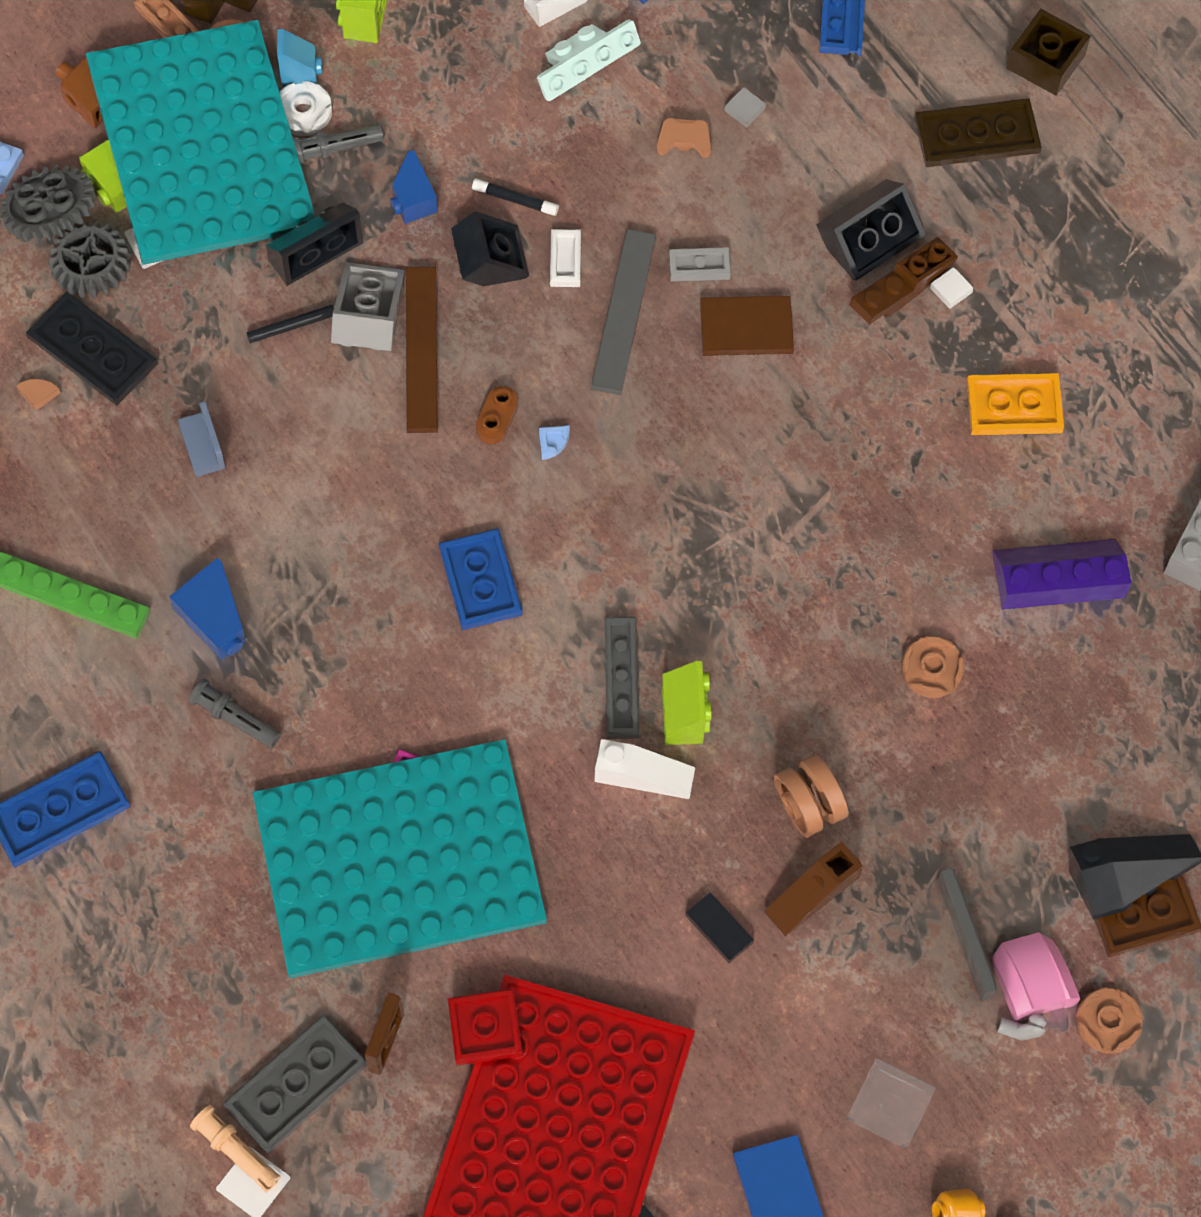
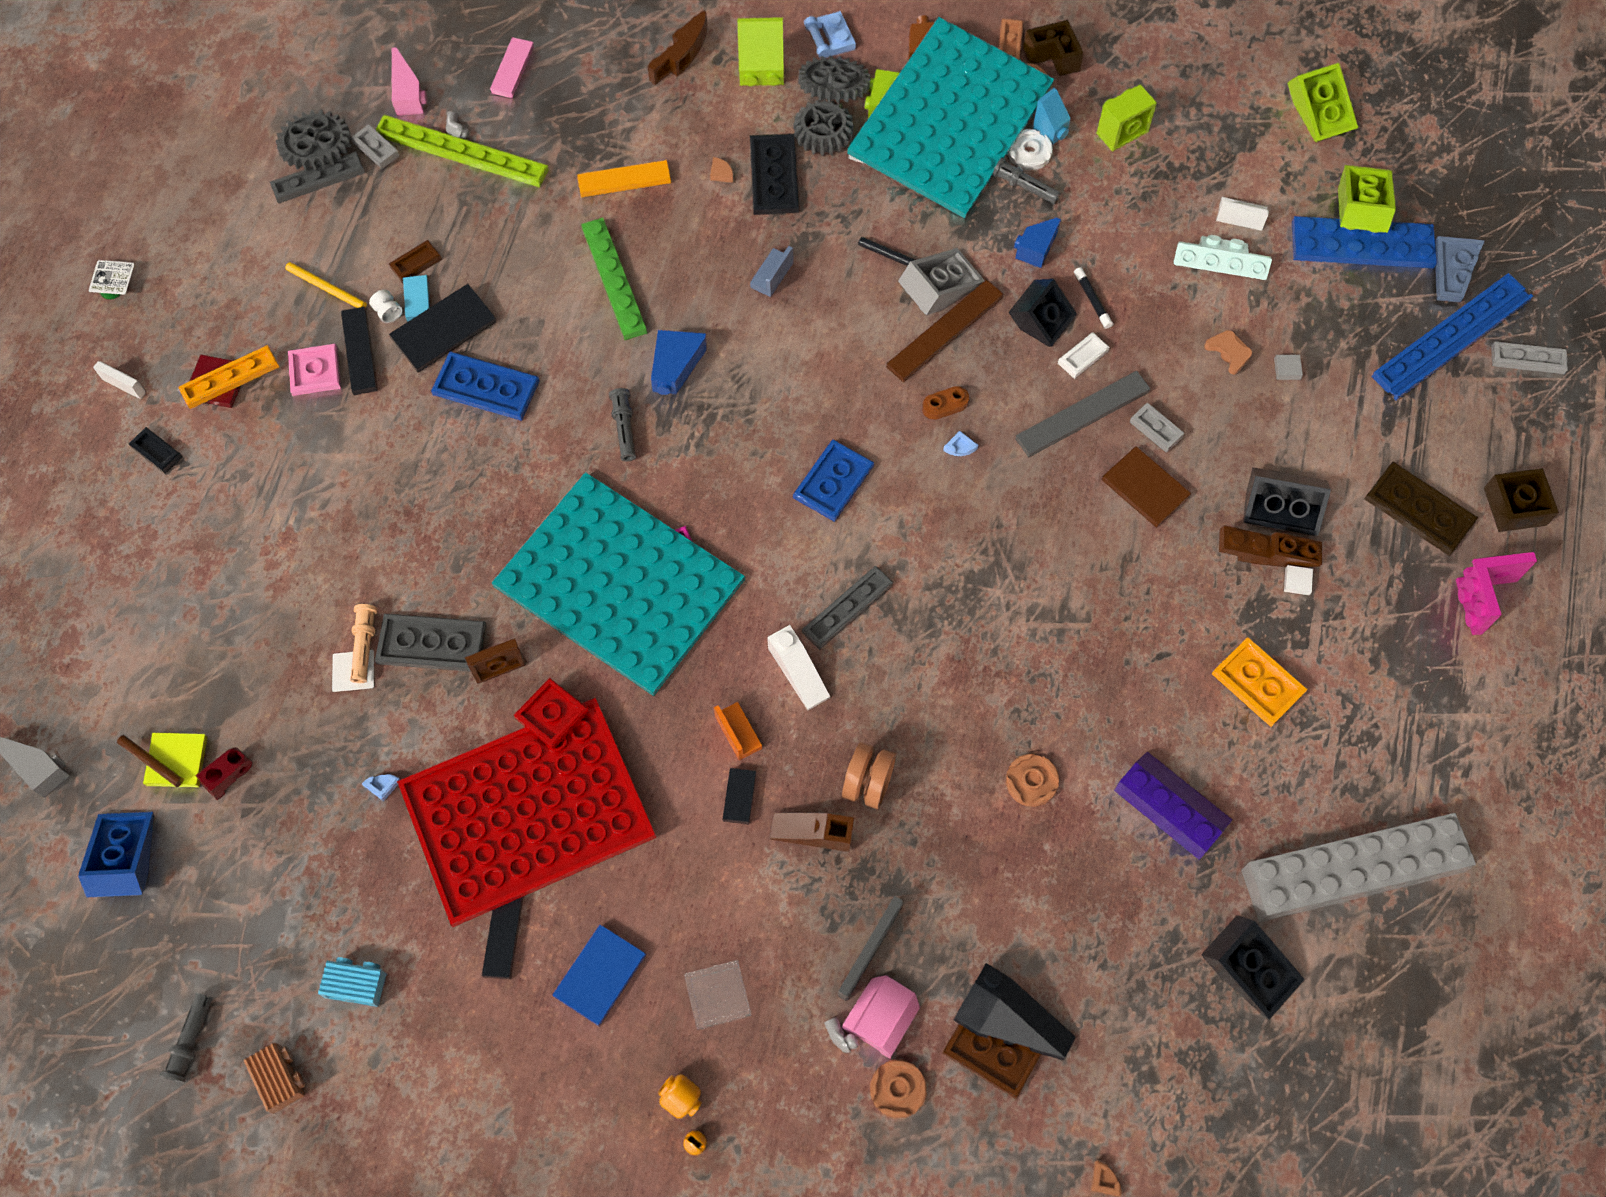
camera: 50 degrees right, 0 degrees up
(315, 242) = (950, 222): black slope -> none
(654, 875) = (737, 730): none -> orange panel
(686, 704) = (860, 656): lime slope -> none
(1098, 162) = (1476, 587): none -> dark pink bracket

